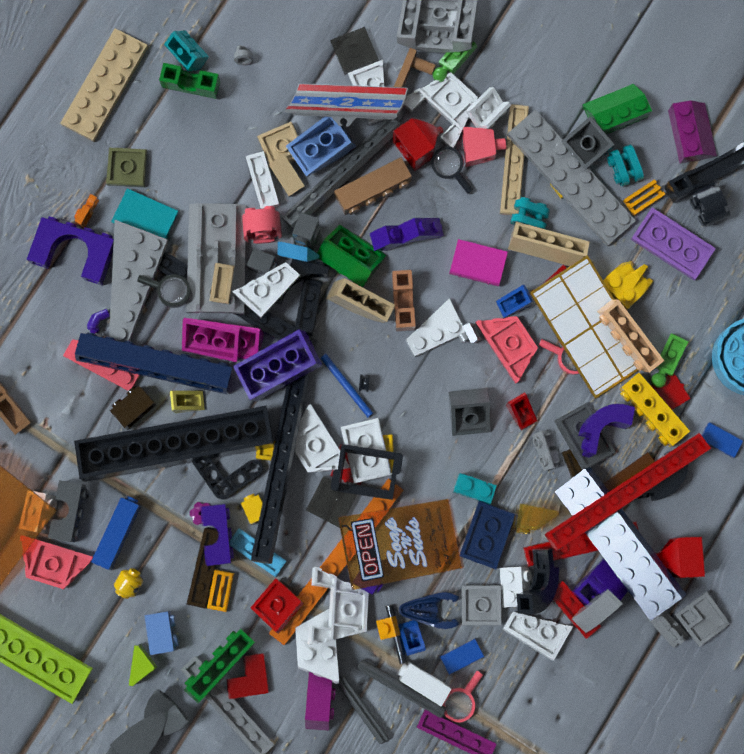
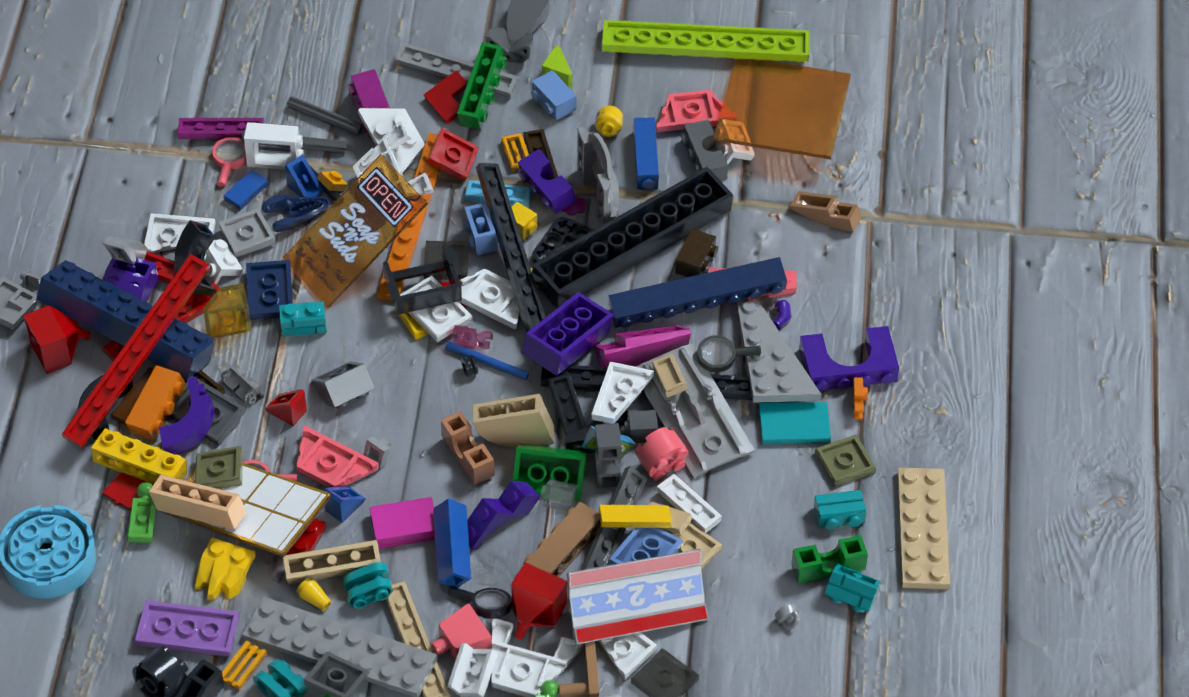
camera: 155 degrees right, 30 degrees down
(156, 122) = (839, 509): none -> teal brick
(180, 482) = (596, 167): none -> light grey slope
(186, 401) = (647, 274): light yellow slope -> none
(292, 511) = (481, 229): none -> medium blue brick
(311, 176) = (635, 516): none -> yellow tile
(353, 411) = (470, 338): none -> clear pink plate
(355, 227) = (559, 495): none -> clear brick
(436, 330) = (416, 445): white wing -> none
(454, 220) = (452, 543): none -> blue brick
(570, 227) = (312, 593): none -> yellow cone
(597, 371) = (220, 467): none -> olive tile
(623, 454) = (155, 402): none -> orange brick
(721, 440) = (51, 466): blue tile -> none

